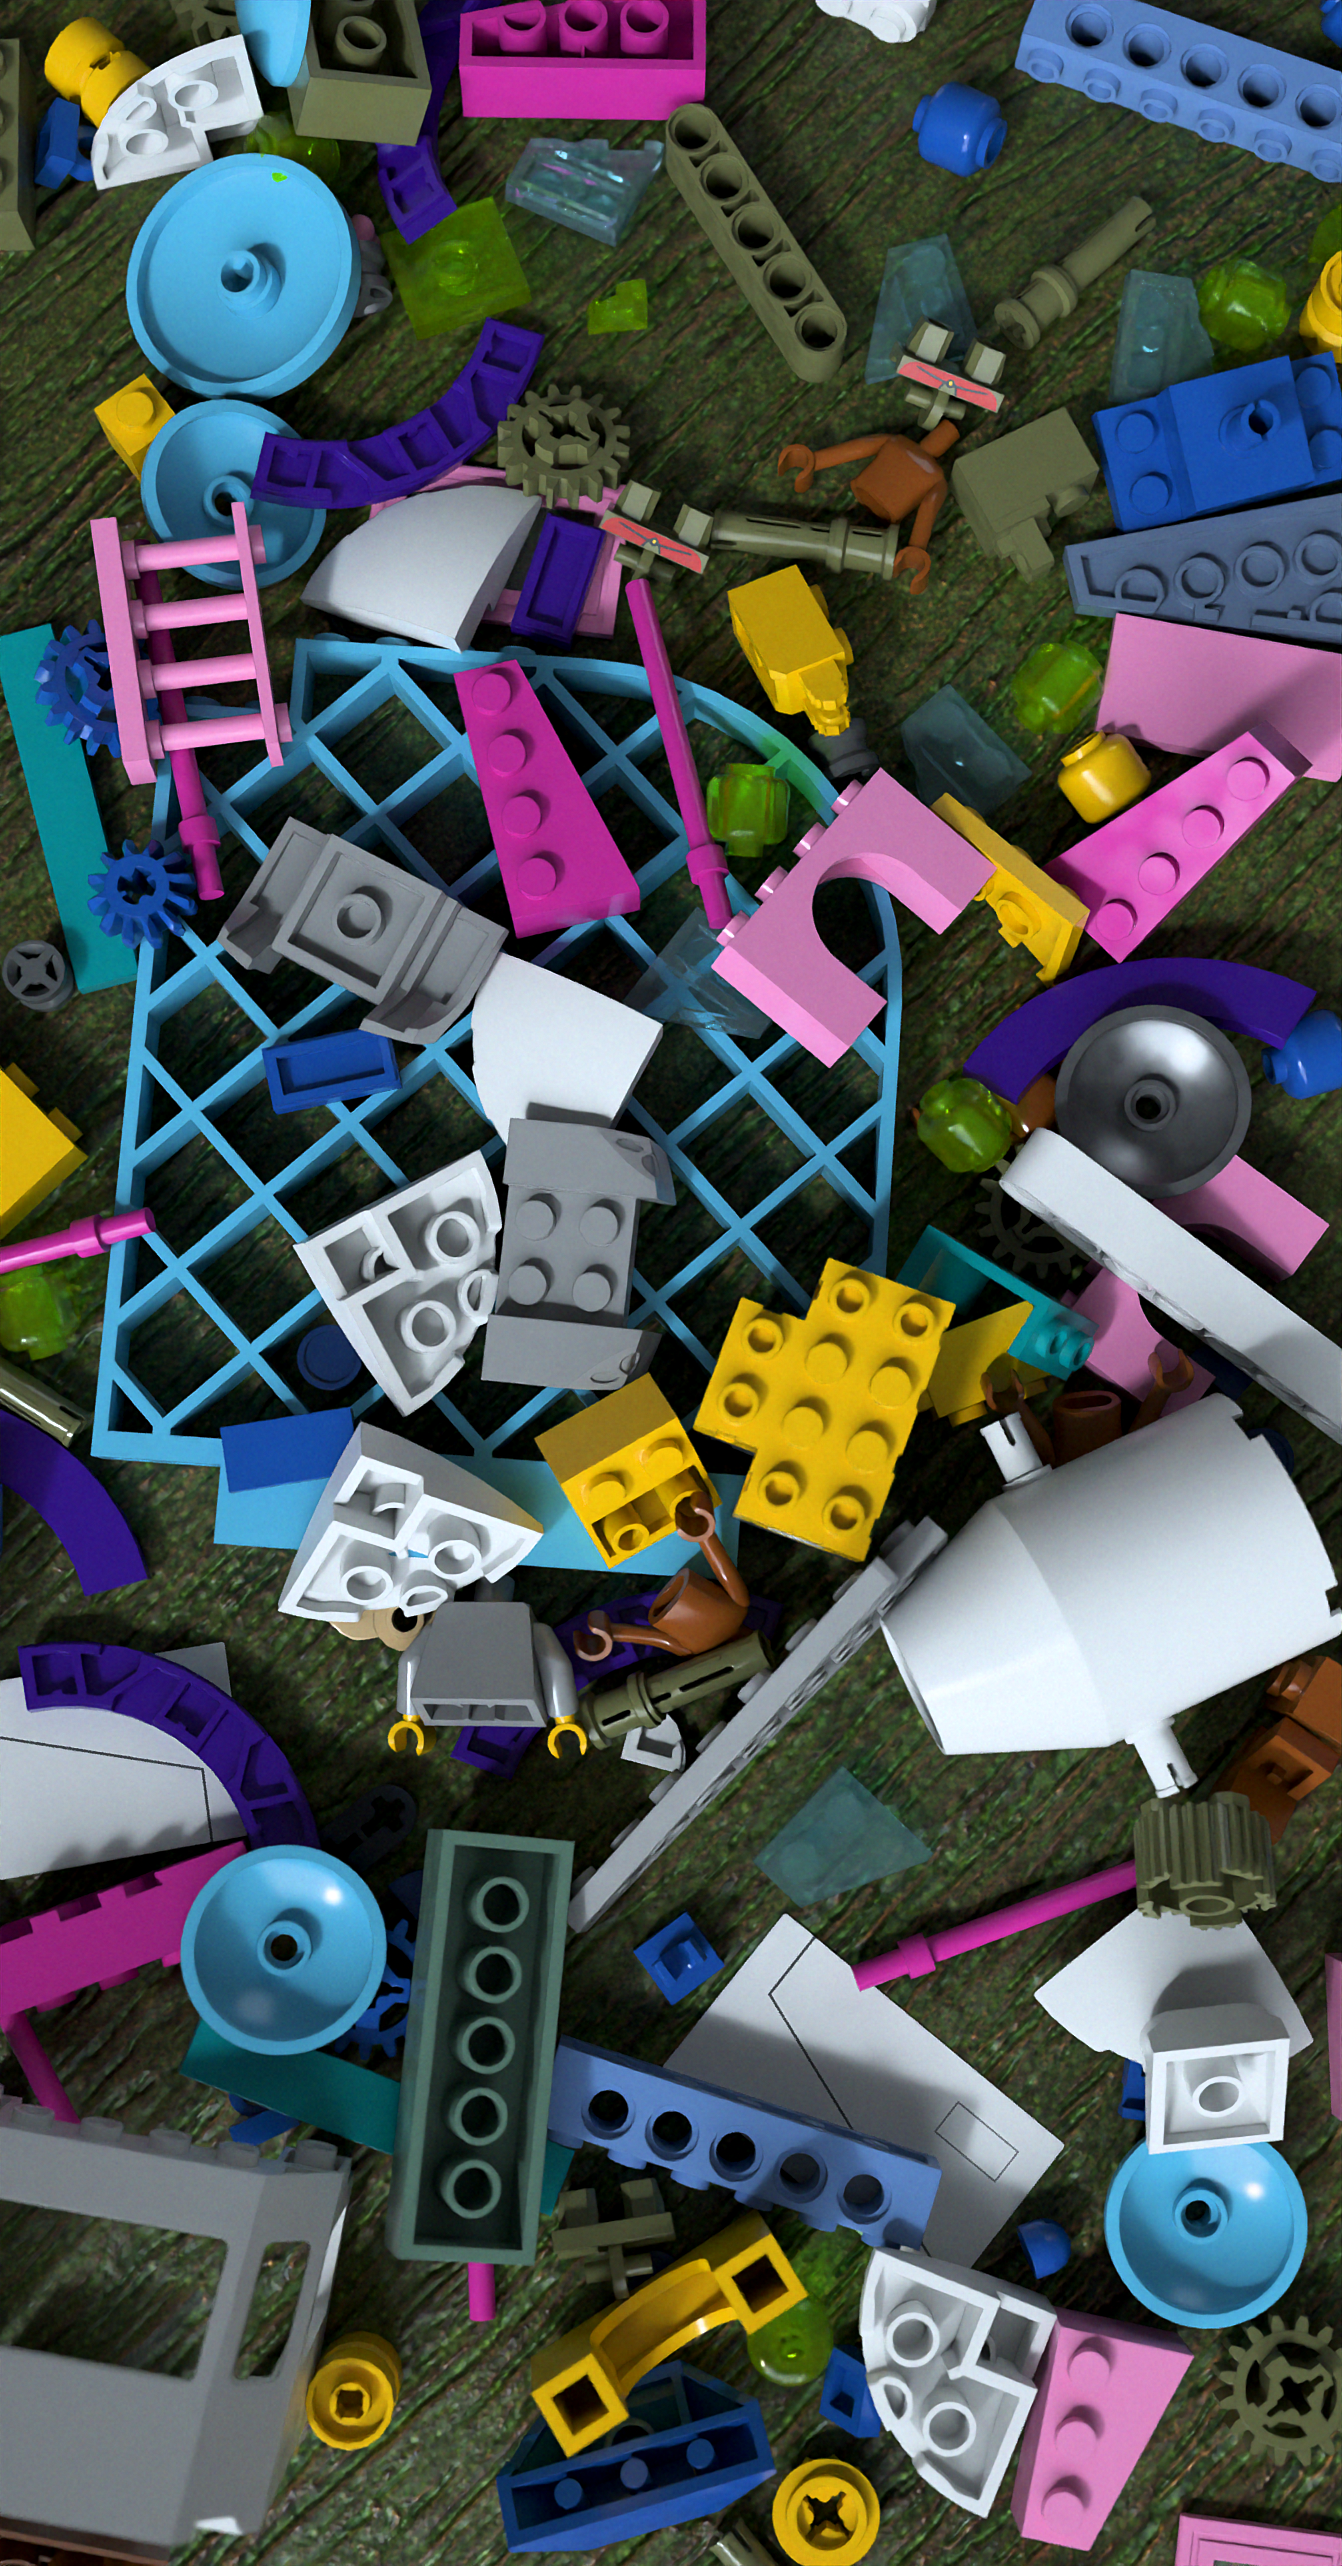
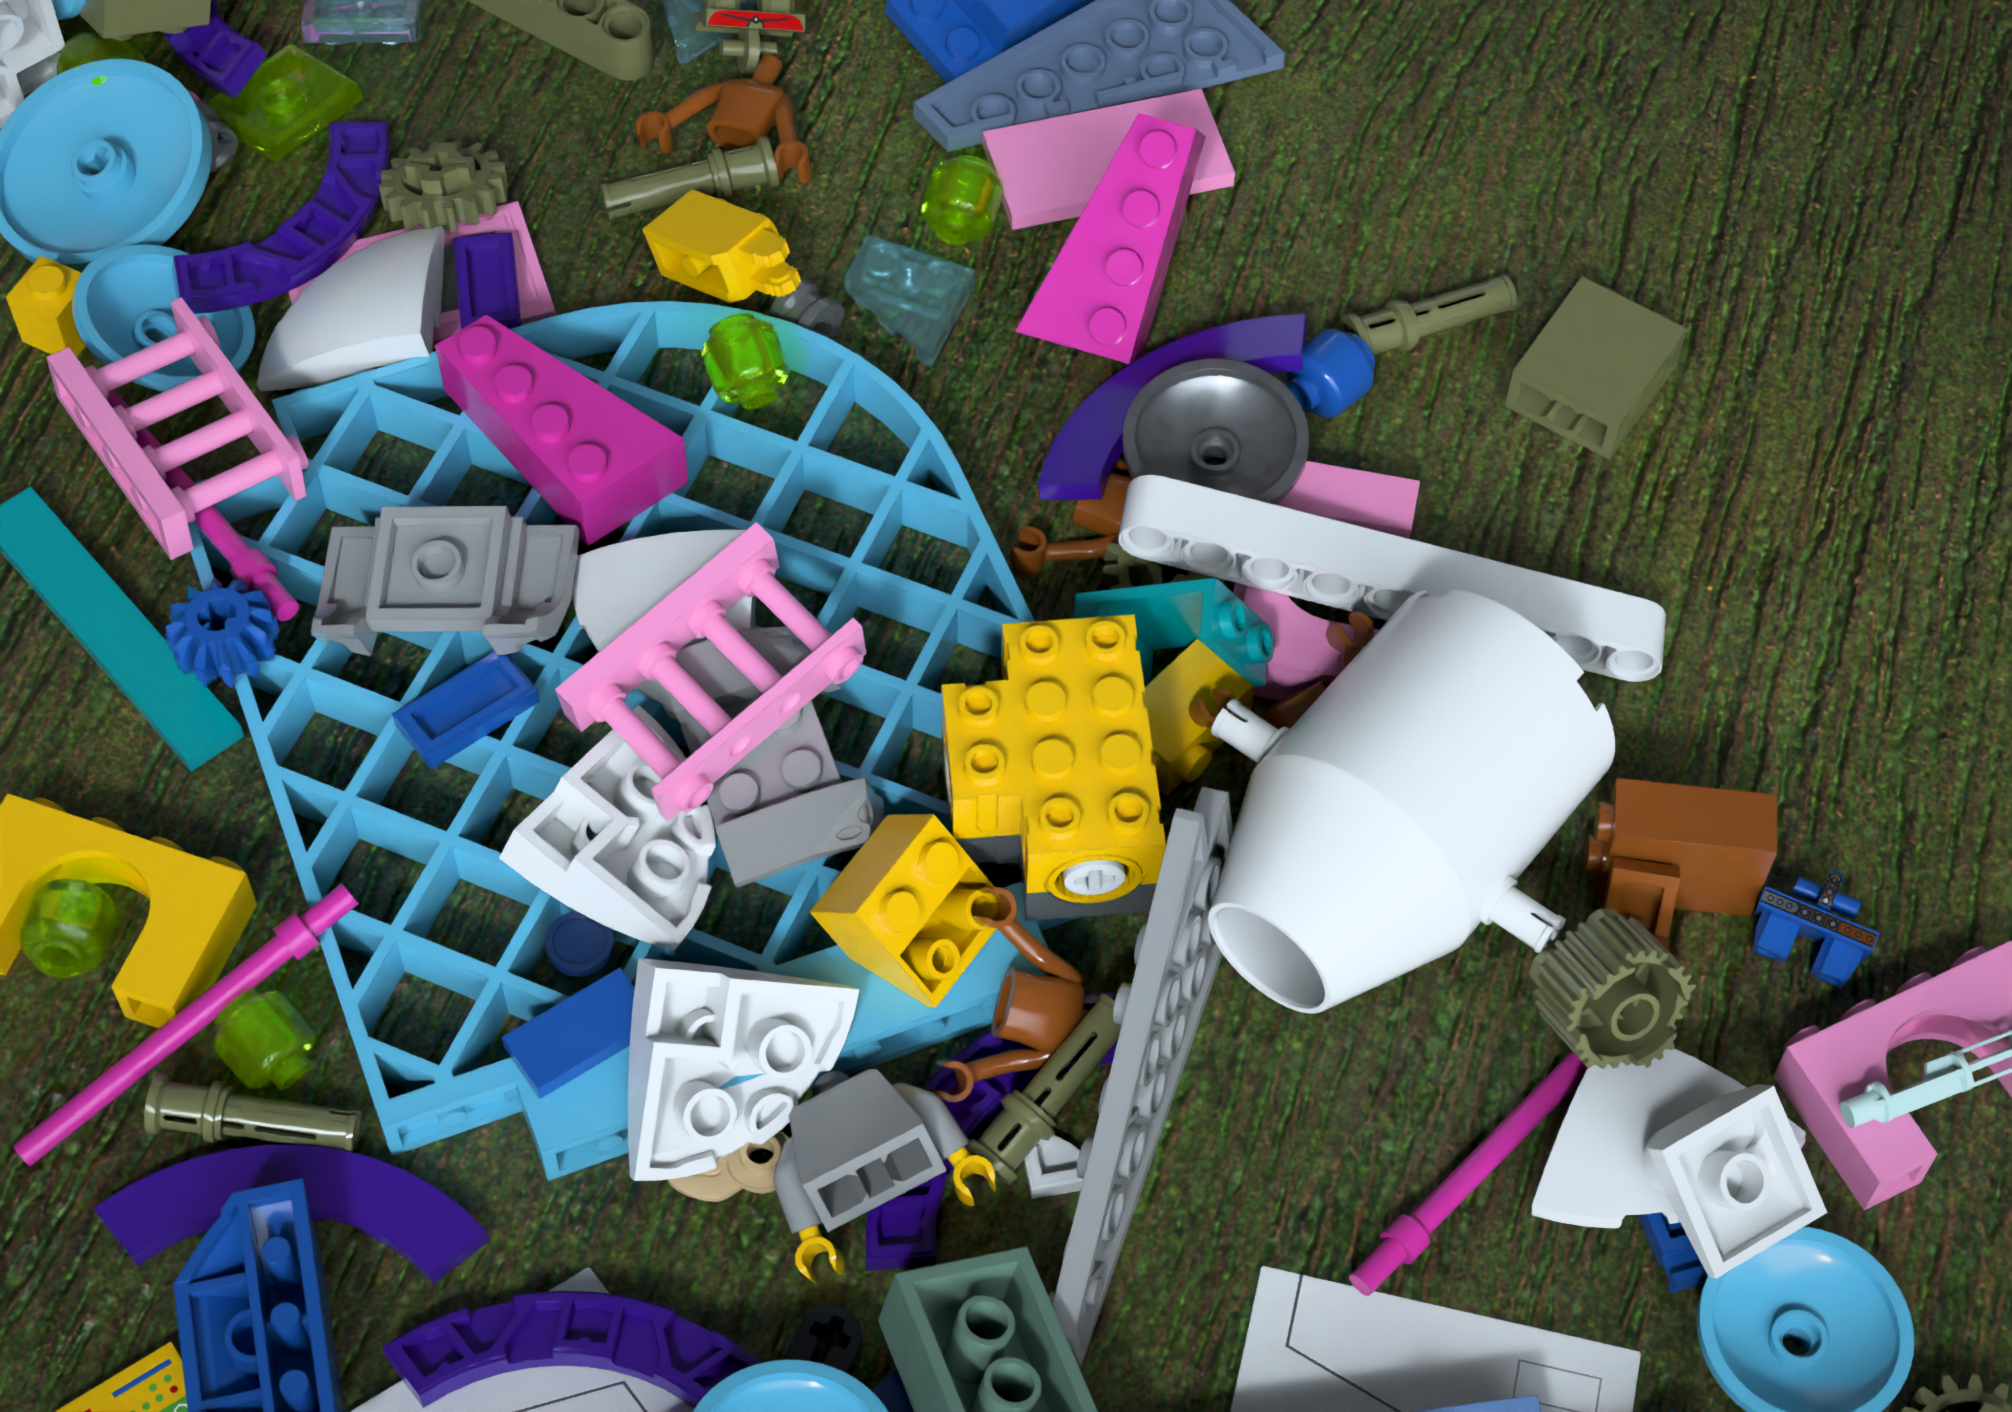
camera: 25 degrees left, 25 degrees down
(28, 966) = (134, 751): dark grey wheel -> none
(85, 668) = (93, 514): blue gear -> none
(500, 1127) = (699, 611): none -> bright pink fence
(620, 312) = (445, 82): clear neon green tile -> none
(632, 522) = (584, 217): olive hips -> none
(679, 1957) = (1182, 1345): blue tile -> none
(689, 992) = (789, 497): clear light blue wing -> none
(706, 859) = (726, 406): dark pink bar -> none
(838, 1843) = (1277, 1175): clear light blue wing -> none
(877, 837) = (854, 452): bright pink arch -> none
(964, 1125) = (1064, 531): clear neon green head -> none
(1020, 481) = (851, 77): olive hinge -> none
(1026, 900) = (1015, 344): yellow wing -> none
(1103, 777) = (1031, 244): yellow head -> none

